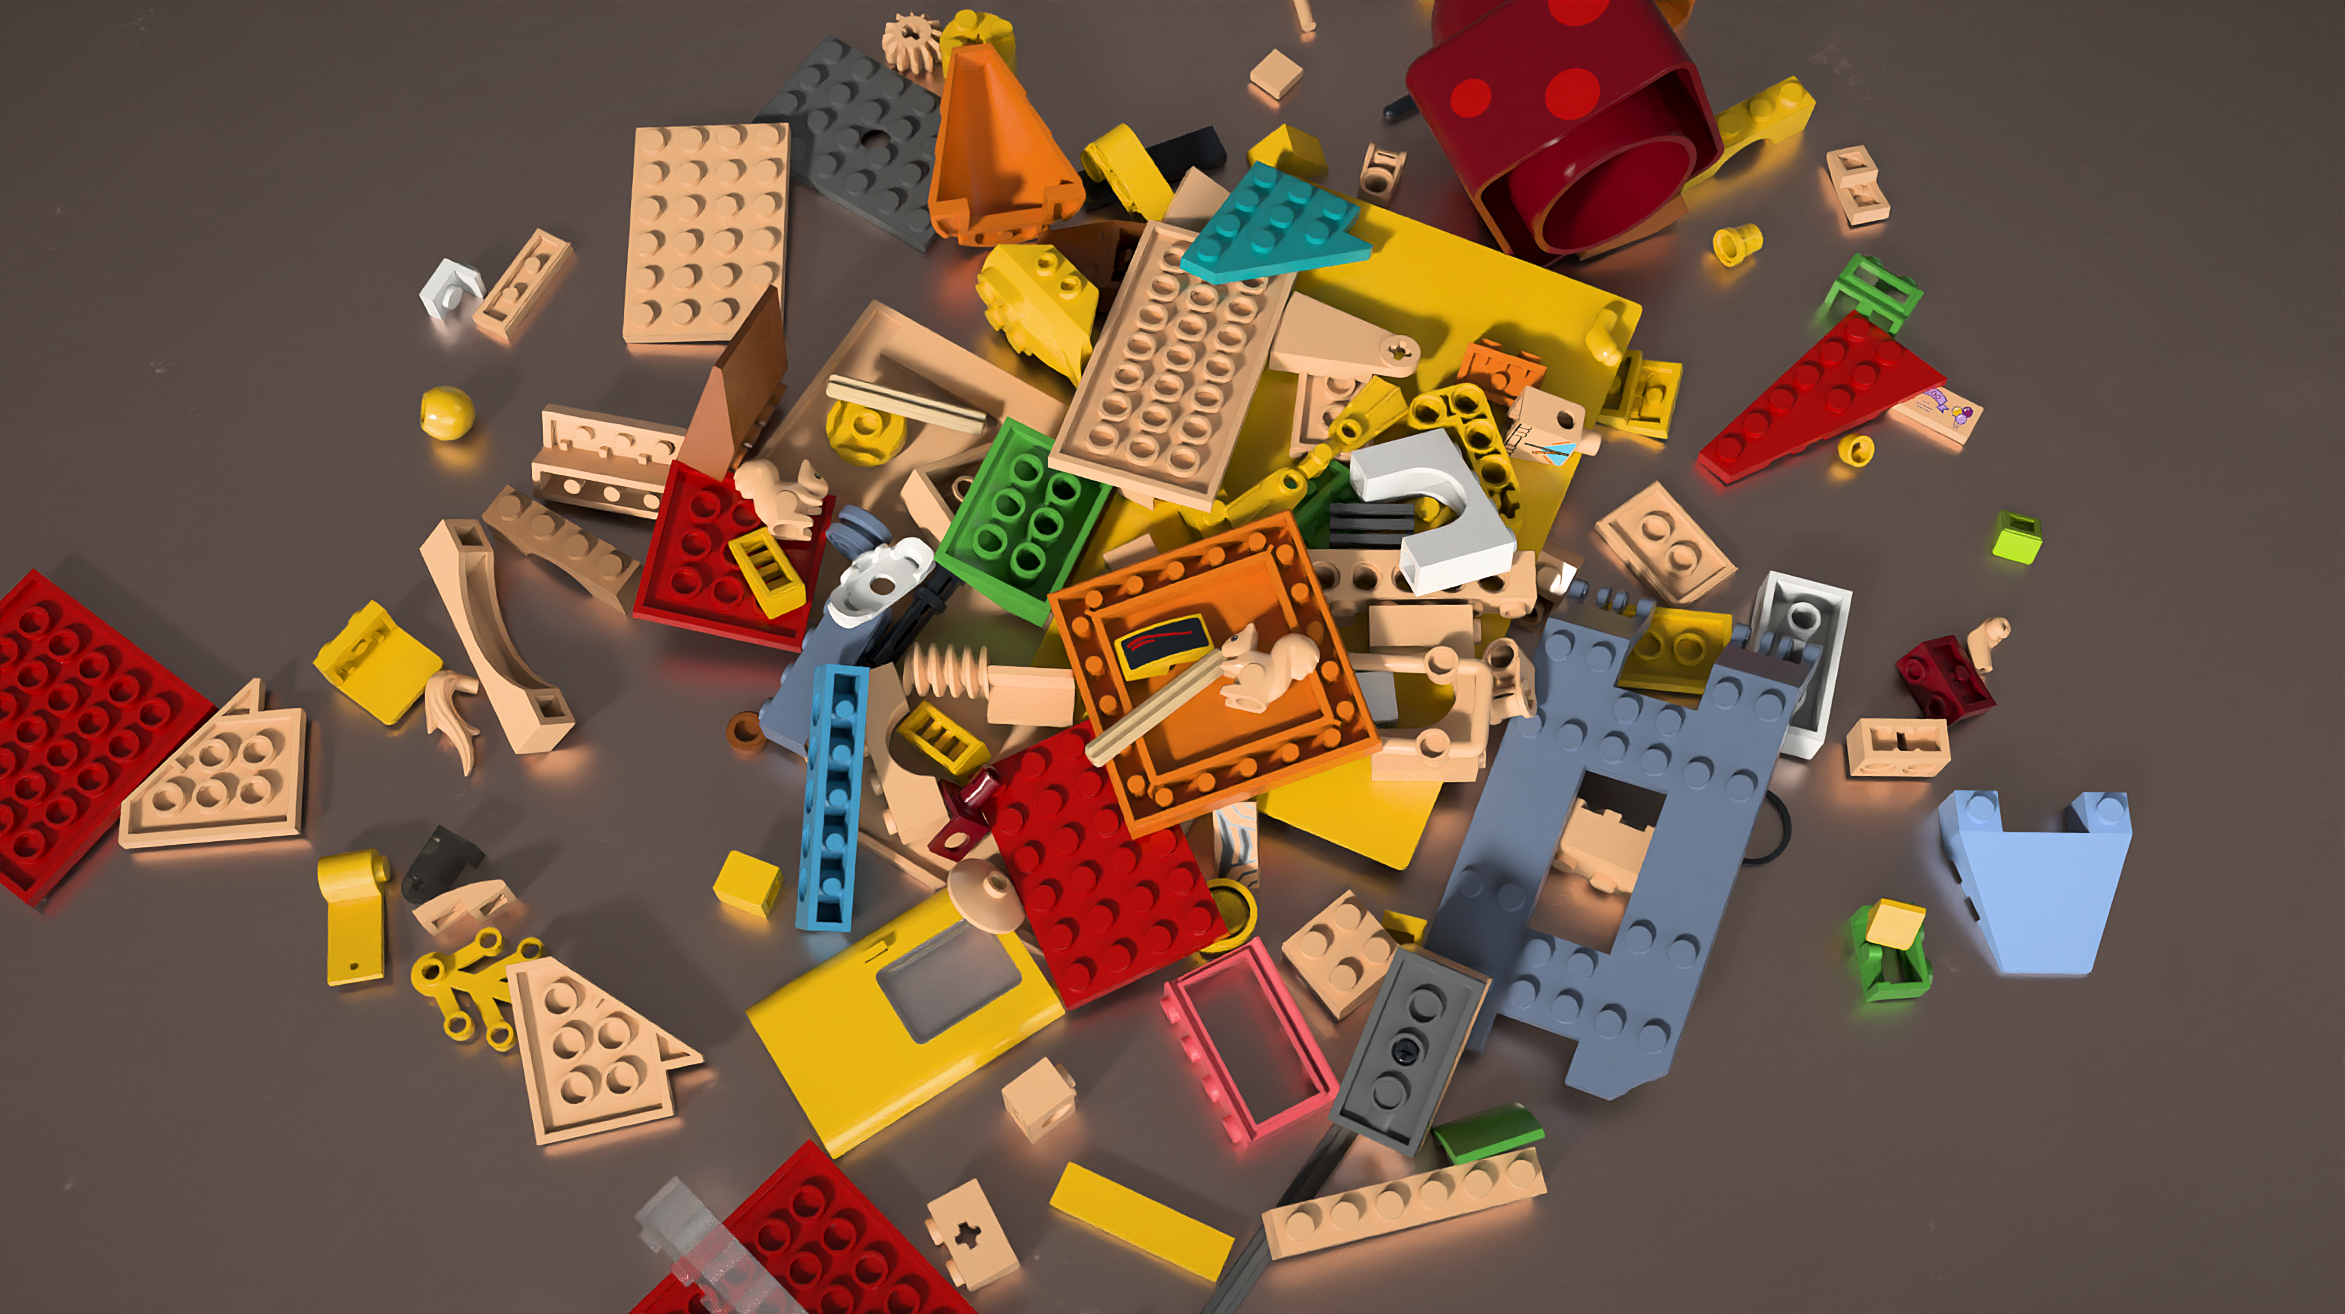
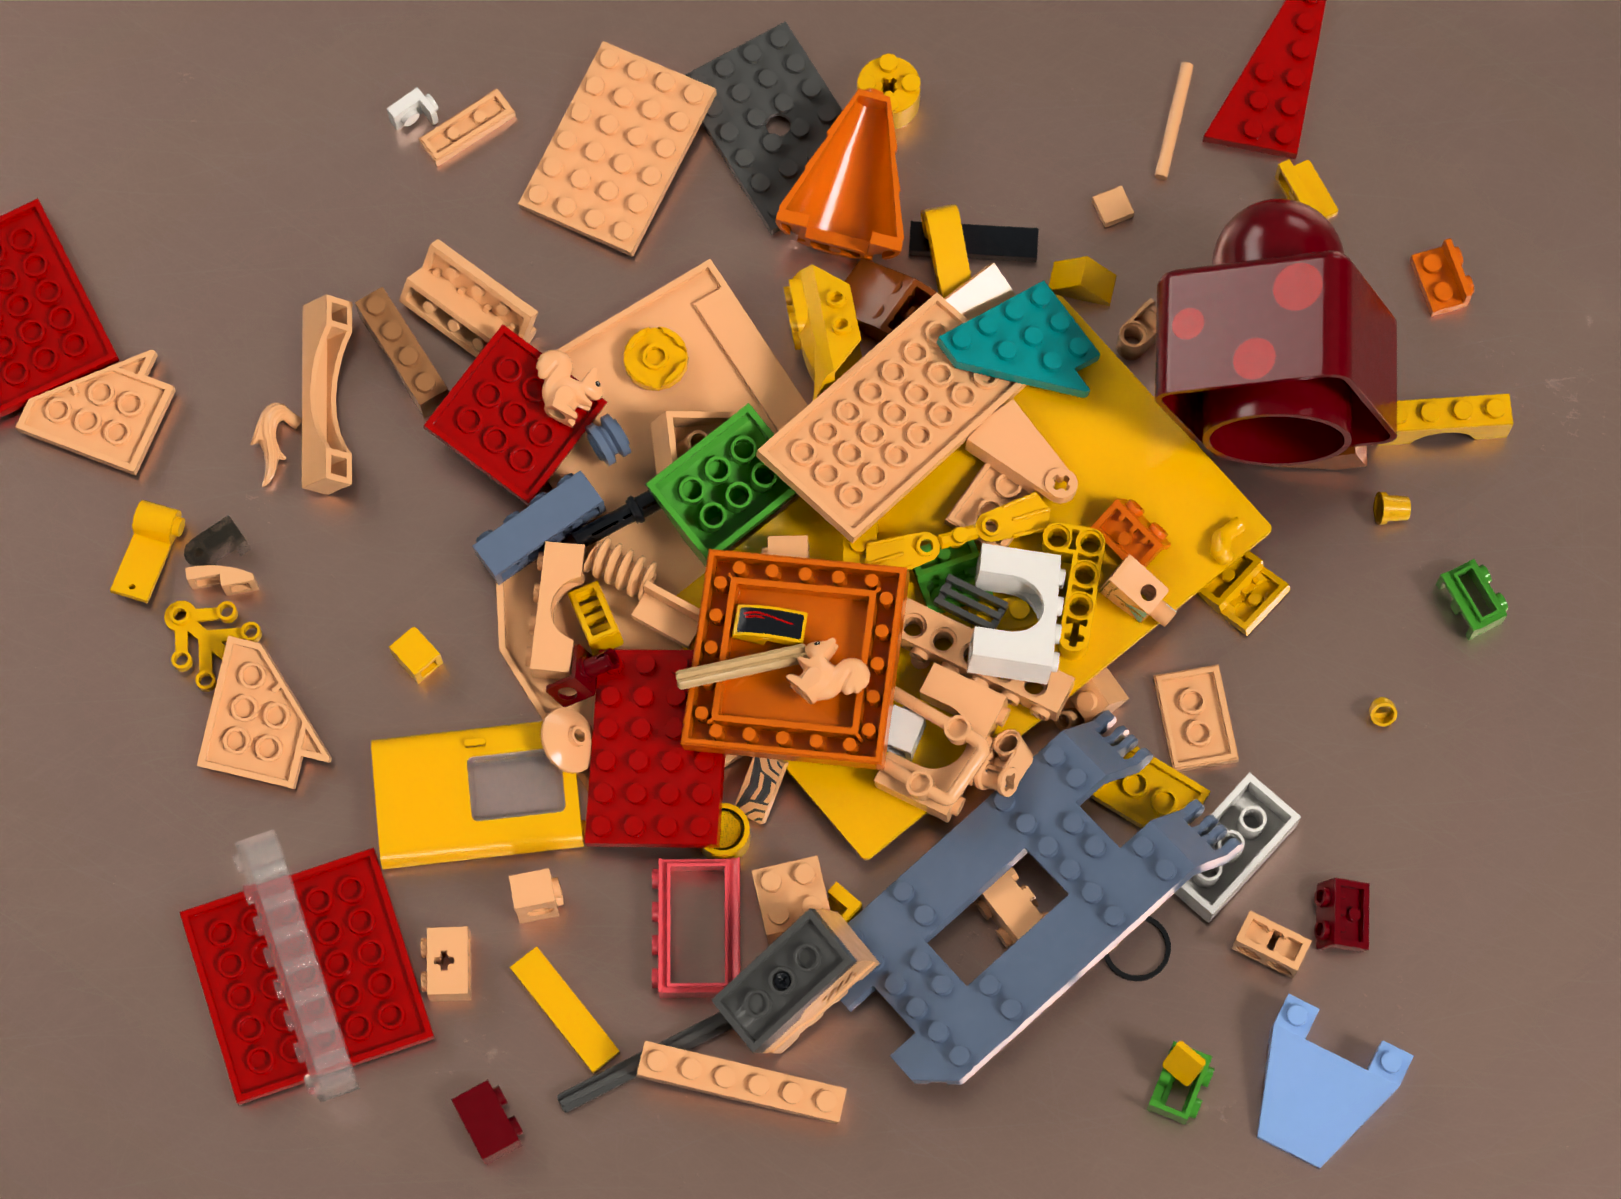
camera: 30 degrees right, 5 degrees up
(378, 664) = (239, 378): yellow bracket -> none
(447, 412) = (366, 208): yellow piece -> none
(739, 393) = (573, 296): dark orange slope -> none
(745, 734) = (462, 545): dark orange tile -> none
(779, 595) = (530, 458): yellow slope -> none
(832, 798) = (496, 623): dark azure brick -> none
(903, 564) = (626, 475): white piece -> none
(906, 404) = (690, 355): tan axle -> none
(913, 42) = (834, 55): light nougat gear -> none
(1487, 1132) = (821, 1064): bright green slope -> none
(1826, 392) = (1391, 657): red wing -> none
(1856, 185) = (1517, 503): light nougat slope -> none
(1943, 413) = (1469, 708): light nougat tile -> none
(1983, 639) = (1390, 898): light nougat arm -> none
(2017, 537) = (1468, 834): lime slope -> none

